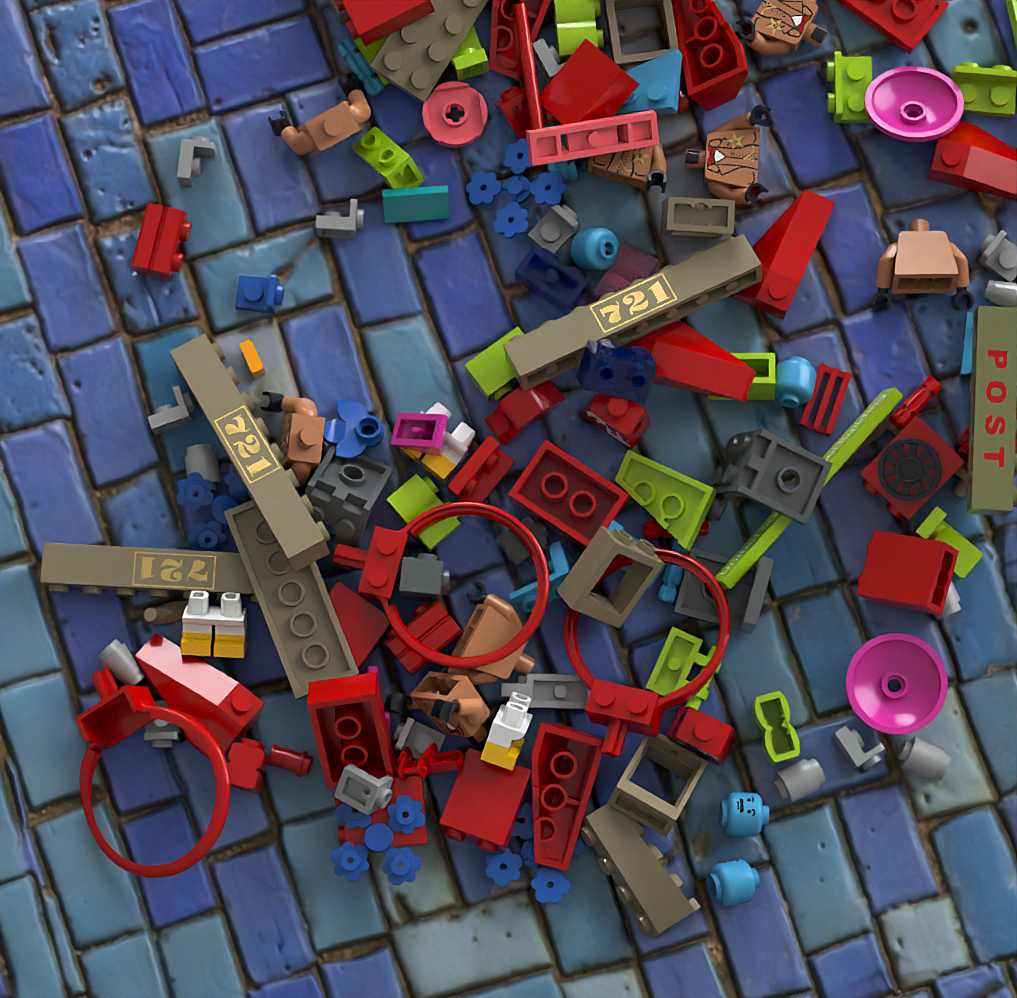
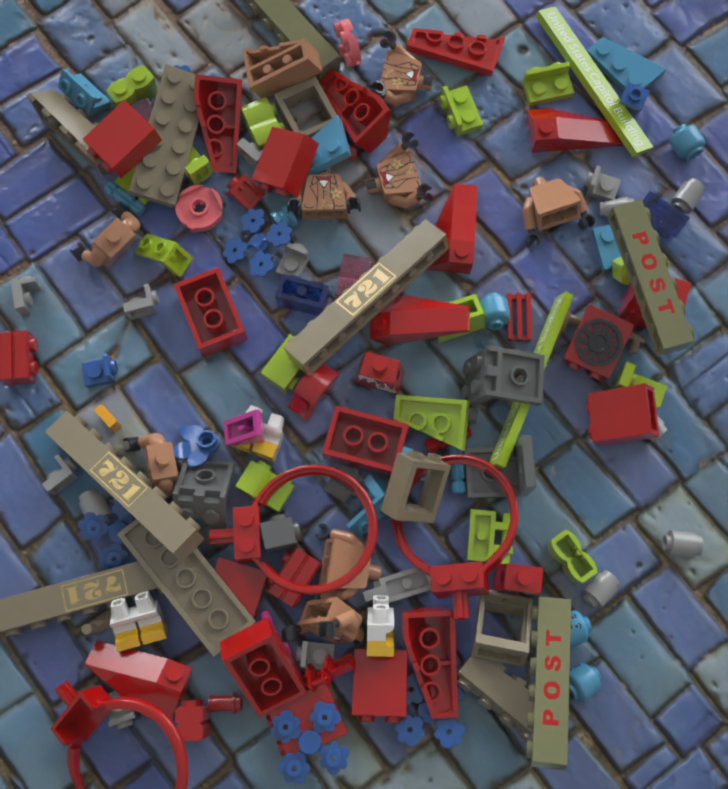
camera: 20 degrees left, 5 degrees down
(121, 663) = (75, 673): light grey cone -> none
(363, 790) = (286, 710): light grey bracket -> none
(416, 204) = (188, 270): teal tile -> none
(425, 263) = (210, 312): none -> red brick
(481, 473) = (297, 444): red bracket -> none
(528, 66) = (240, 160): red bar -> none
(592, 137) = (298, 187): coral hinge -> none
(594, 249) = (325, 265): dark azure head -> none
(617, 370) = (370, 339): clear blue brick -> none
(689, 218) = (382, 224): dark tan window -> none
(690, 862) = (550, 684): none -> olive brick
(851, 745) = (628, 552): light grey bracket -> none
(914, 104) = (507, 104): dark pink dish -> none
(915, 403) = (581, 299): red axle -> none
(916, 670) = (656, 485): dark pink dish -> none

